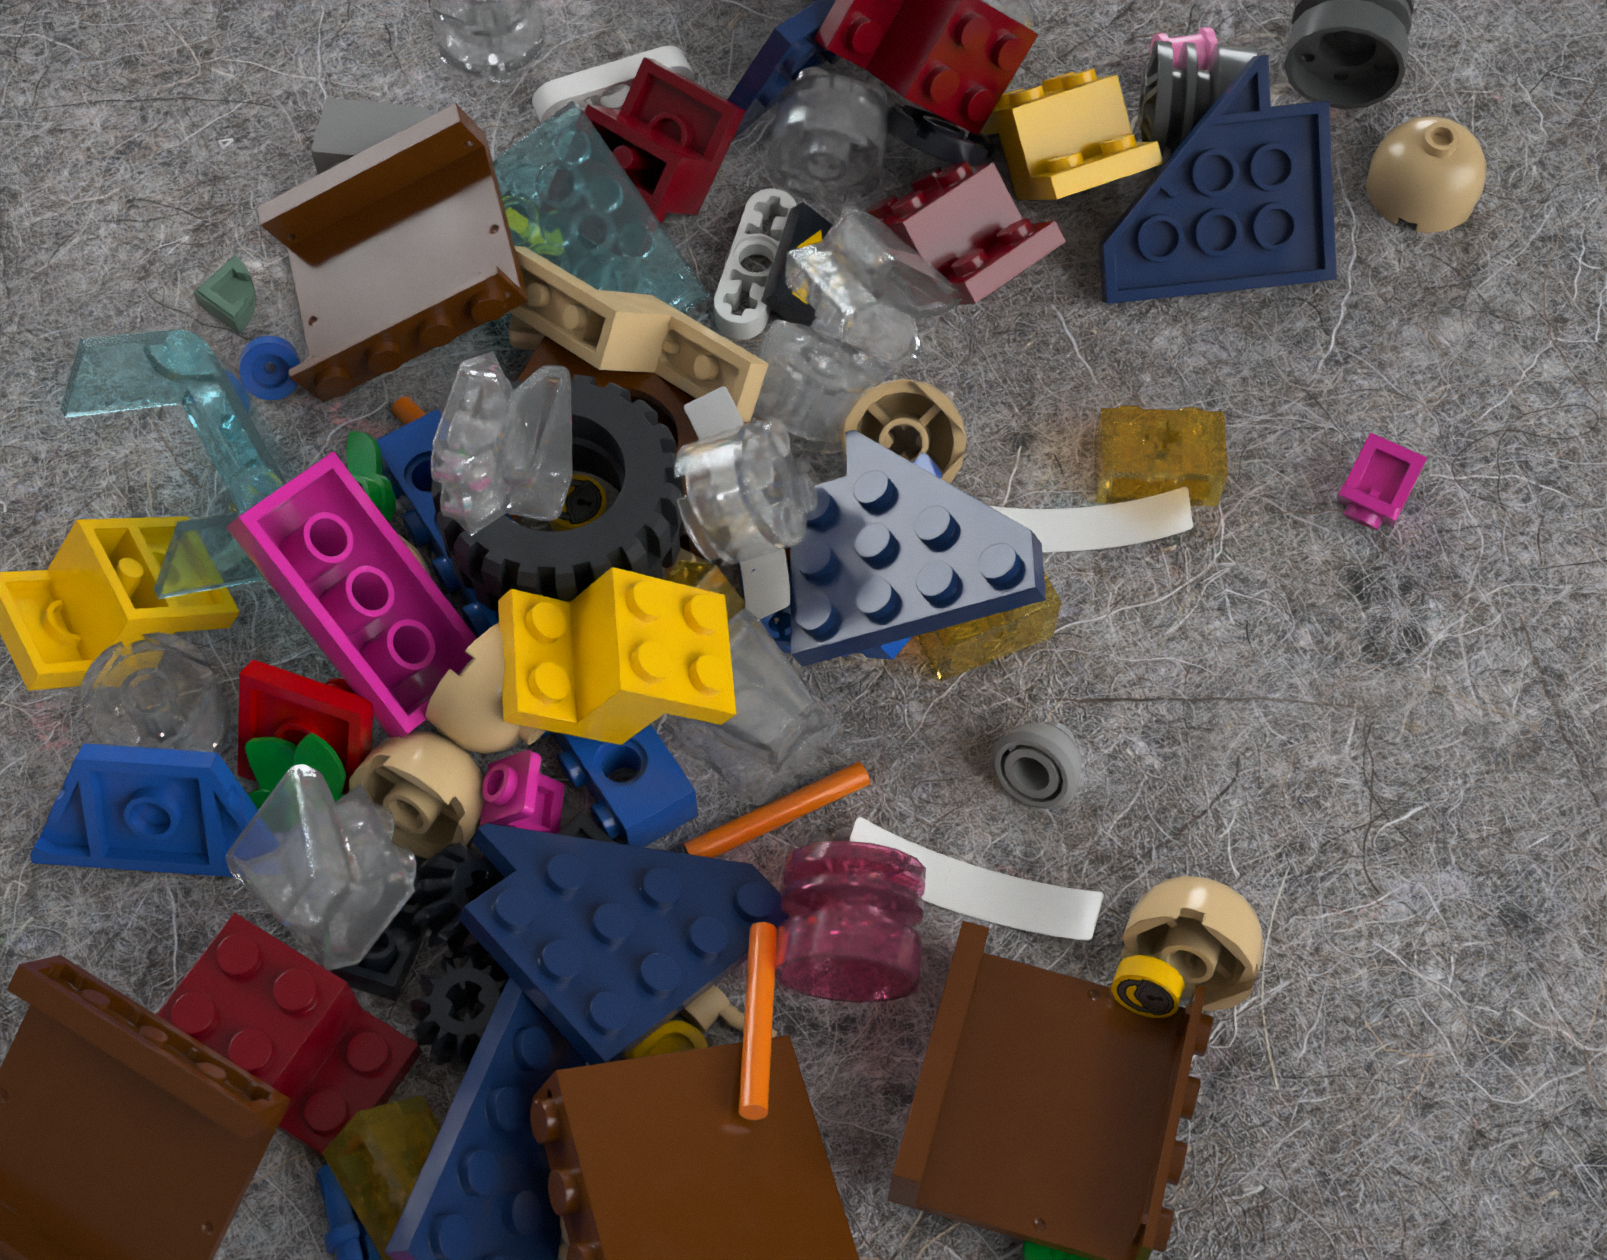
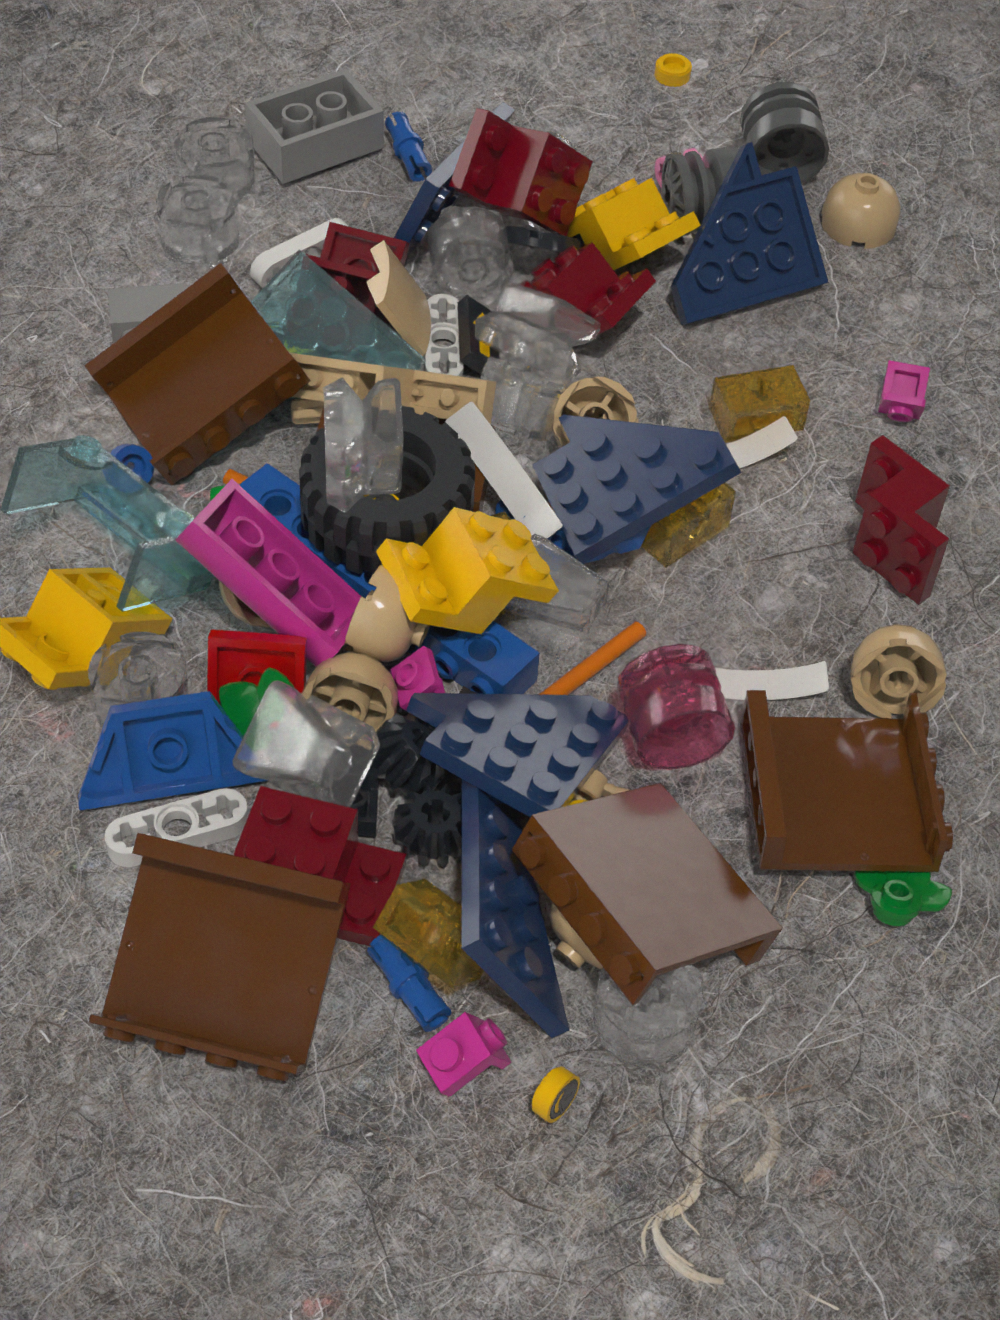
camera: 20 degrees left, 10 degrees down
(92, 941) = (188, 809): none -> white beam
(229, 295) = (73, 424): sand green tile -> none
(701, 196) = (400, 299): none -> tan slope
(744, 492) = (512, 459): clear brick -> none
(758, 1022) = (641, 774): orange bar -> none
(1038, 764) = (754, 596): light grey brick -> none
(1148, 986) = (877, 705): yellow tile -> none
(1288, 699) = (901, 519): none -> dark red bracket

